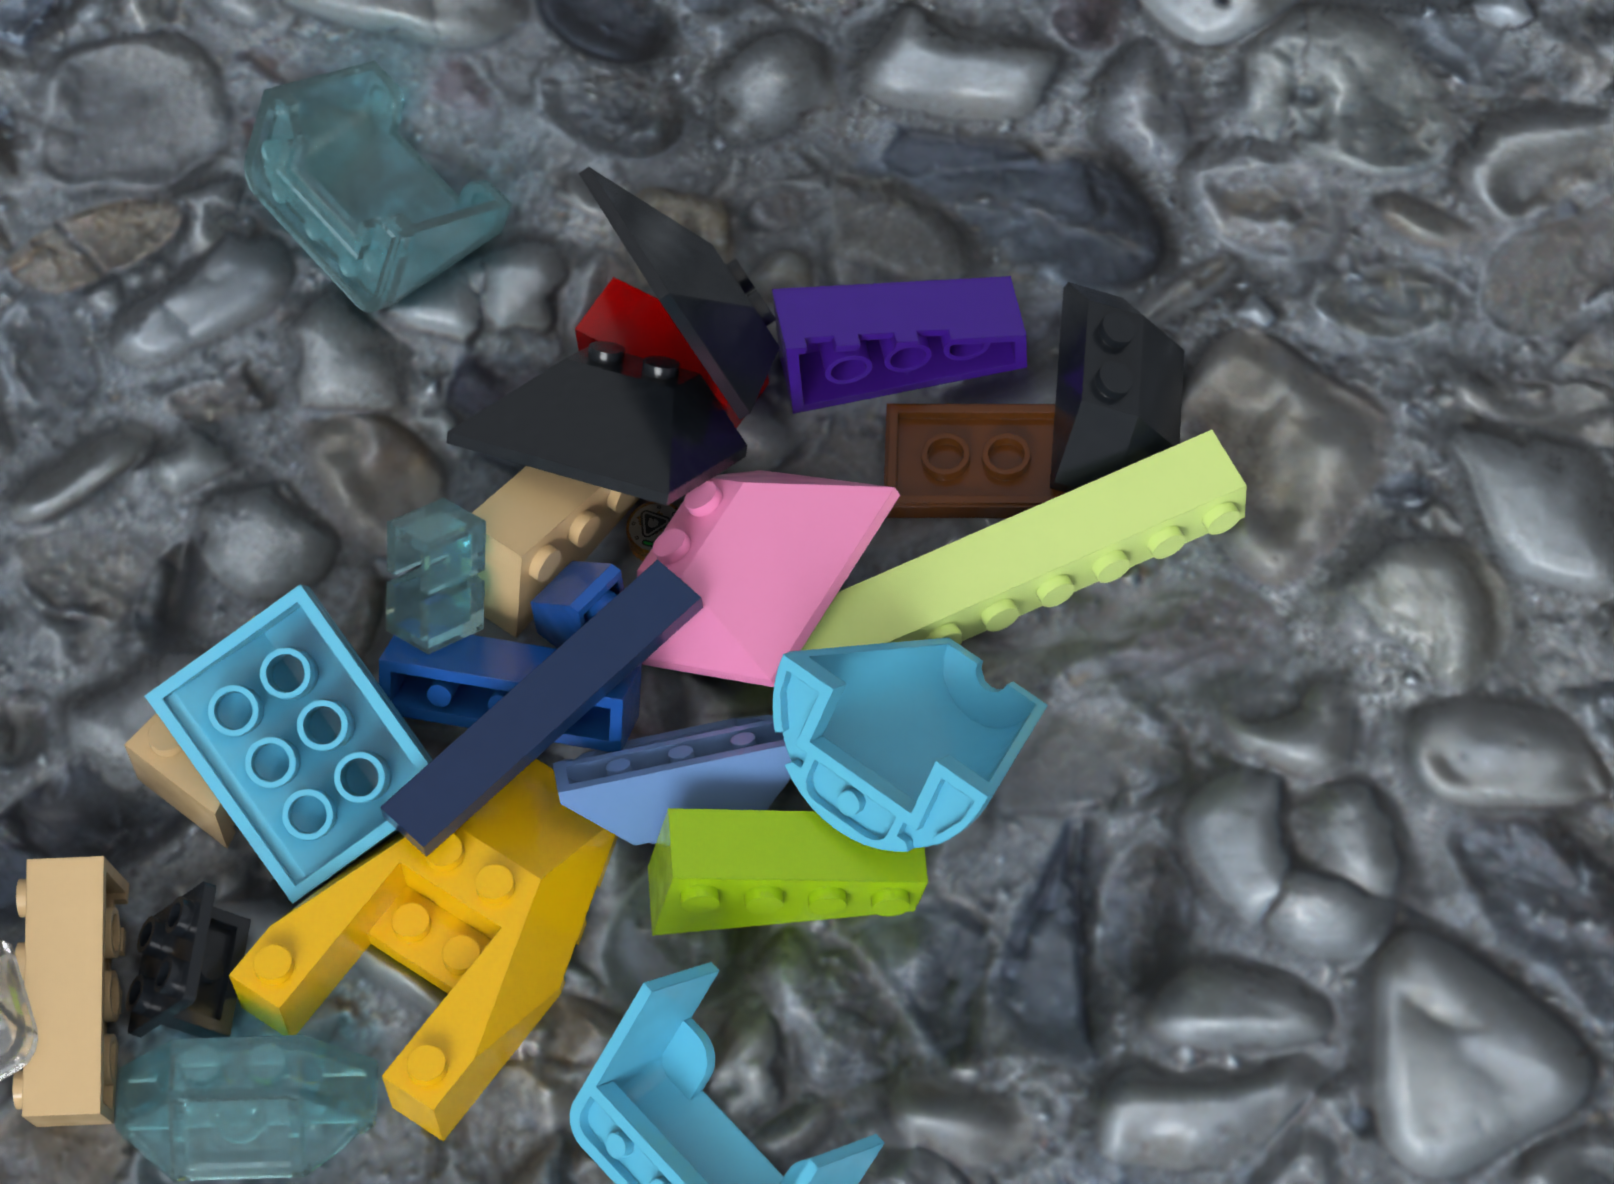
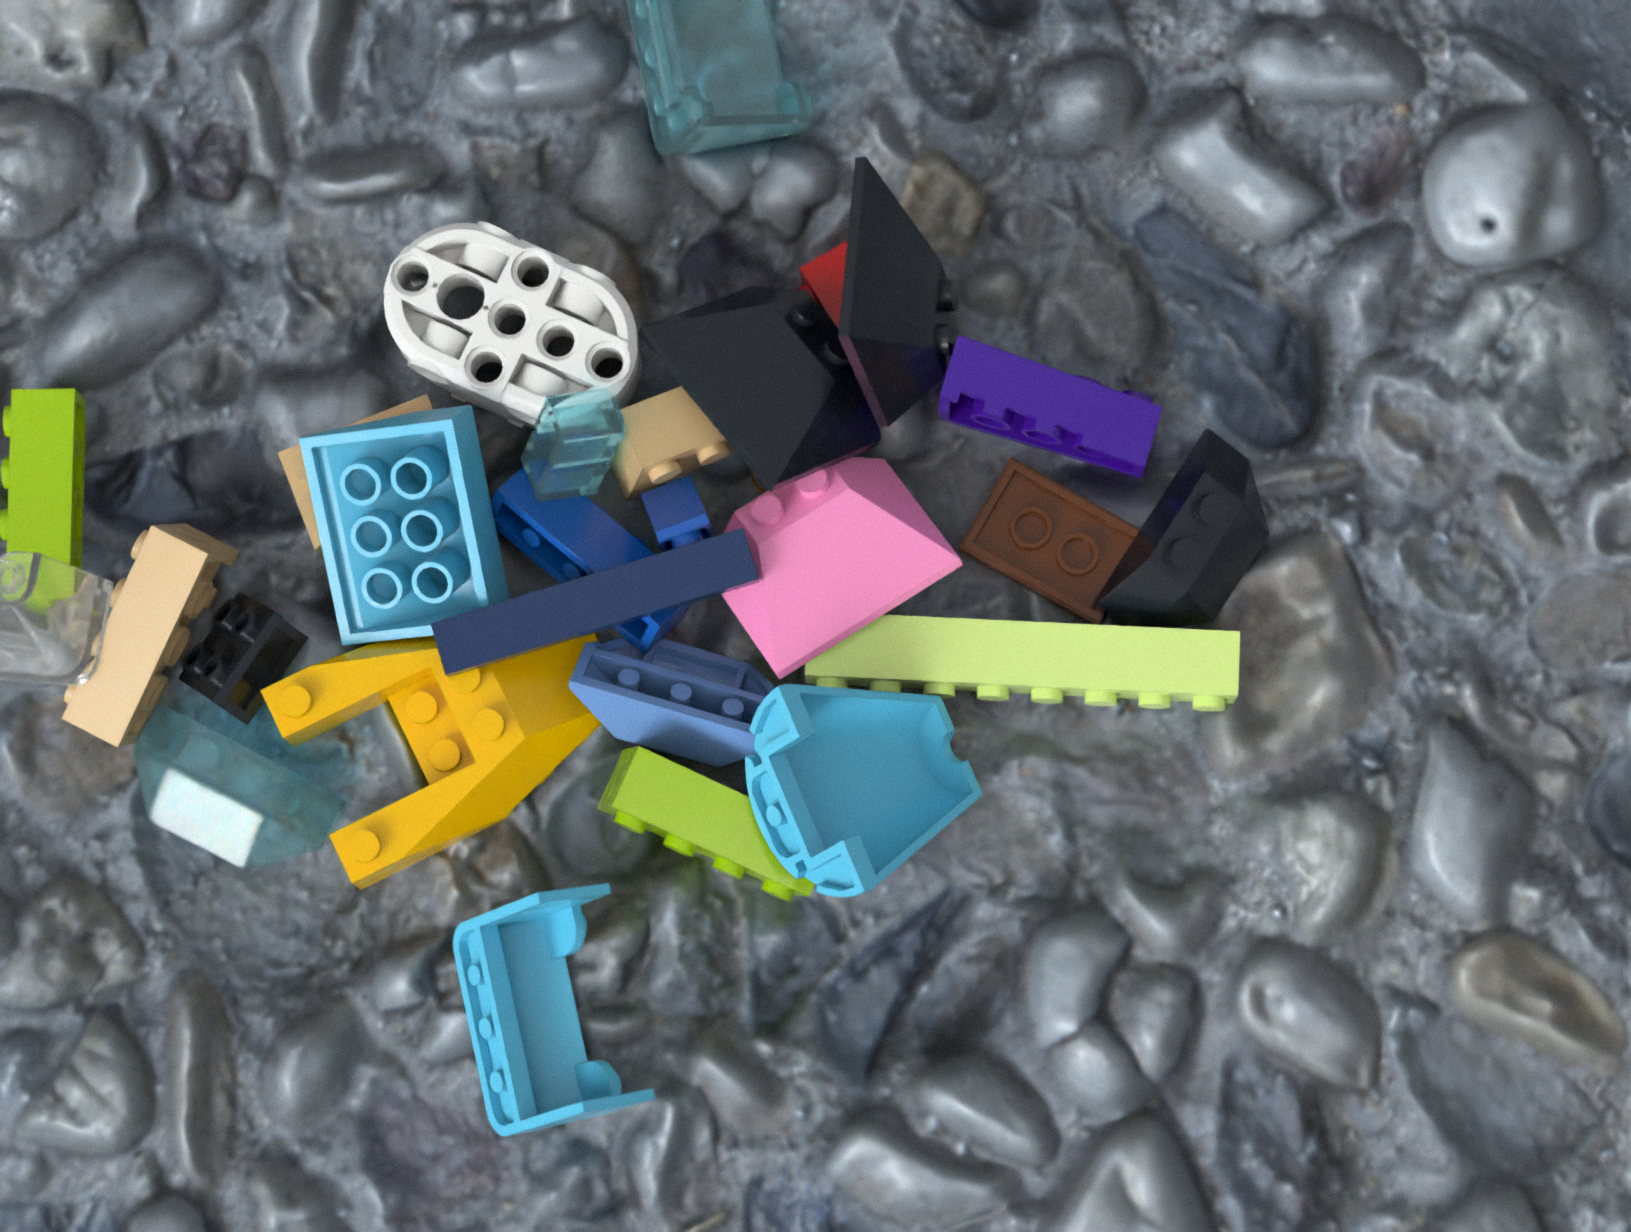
camera: 30 degrees right, 20 degrees up
(254, 558) = (569, 304): none -> white piece

